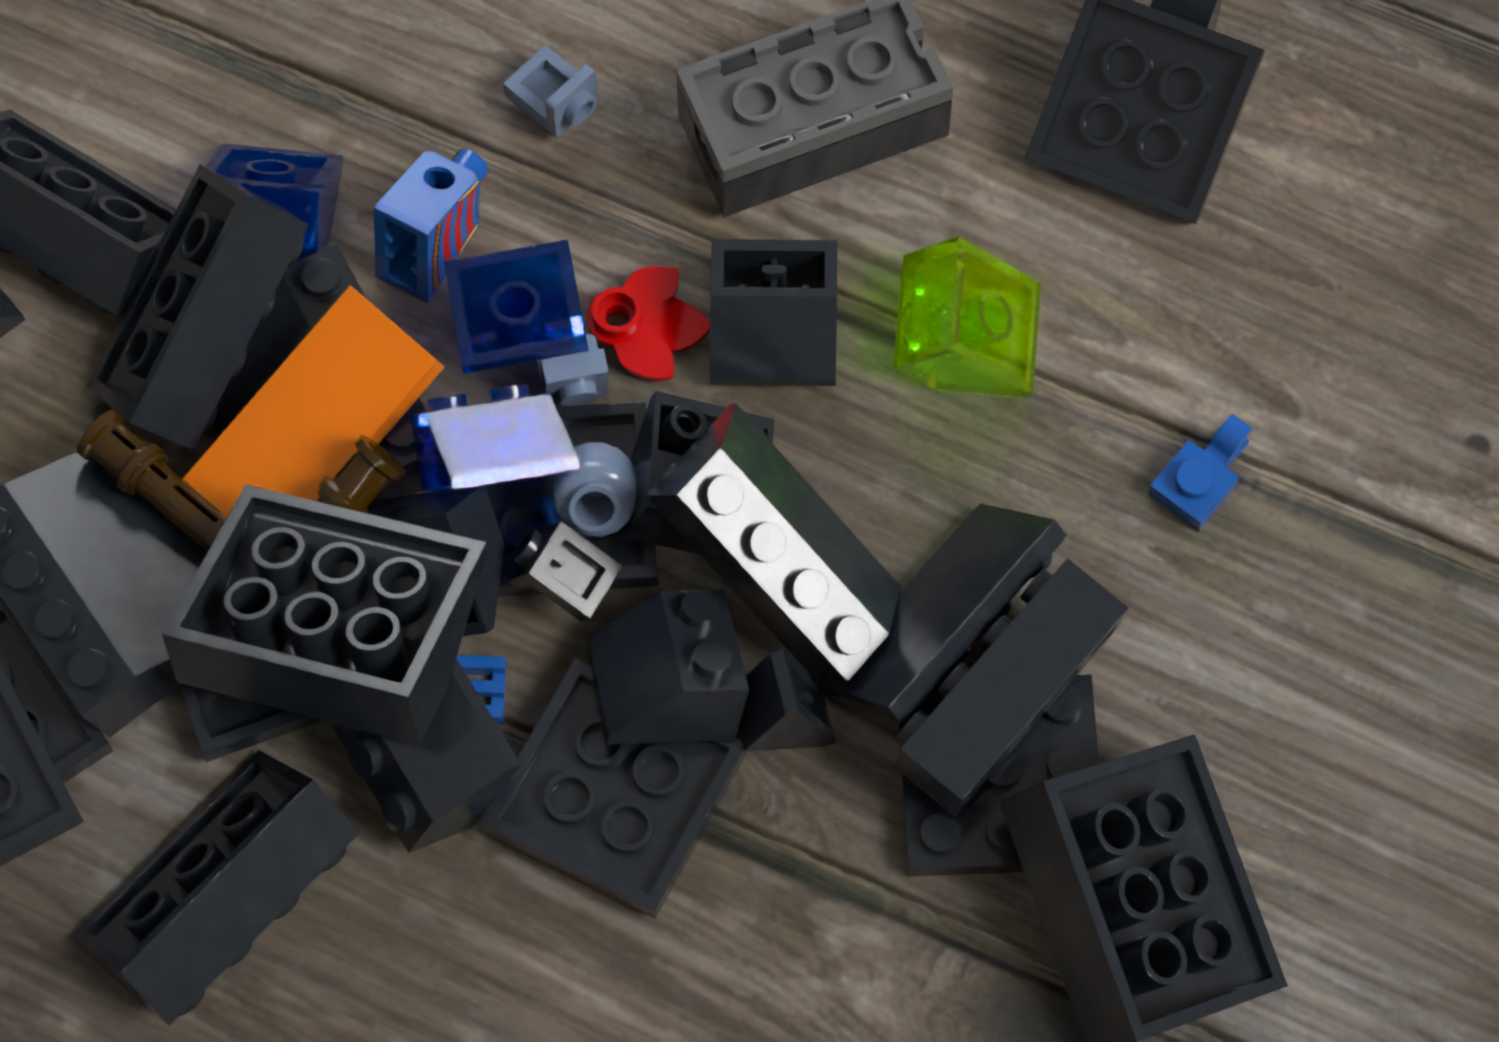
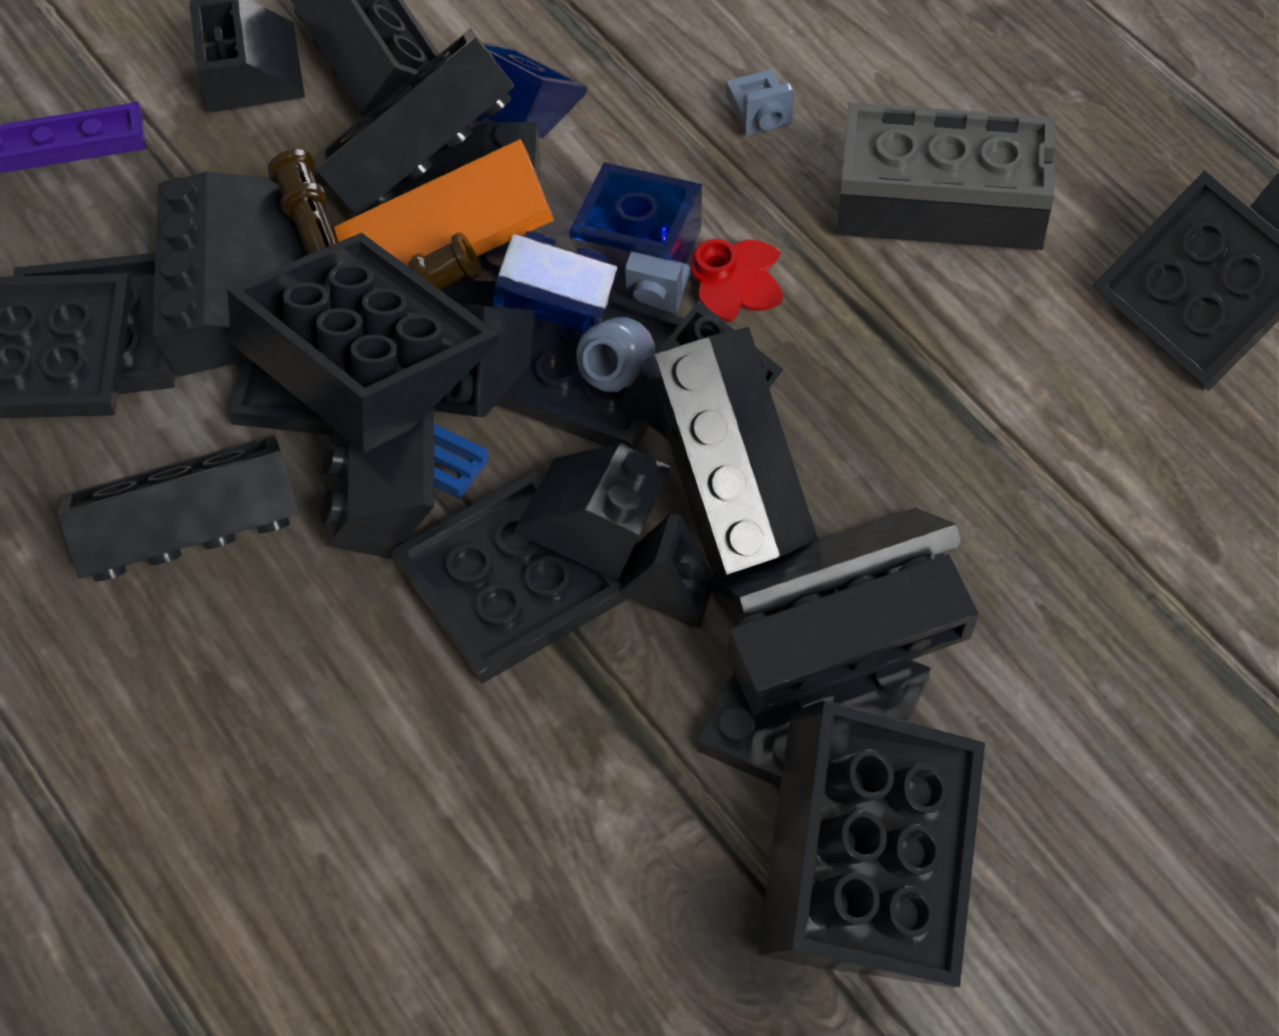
camera: 30 degrees right, 10 degrees down
(427, 220) = (615, 130): blue torso -> none
(564, 568) = (562, 400): bracket -> none
(773, 312) = (831, 302): black slope -> none
(967, 321) = (980, 375): clear neon green slope -> none
(1199, 479) = (1105, 570): blue plate -> none

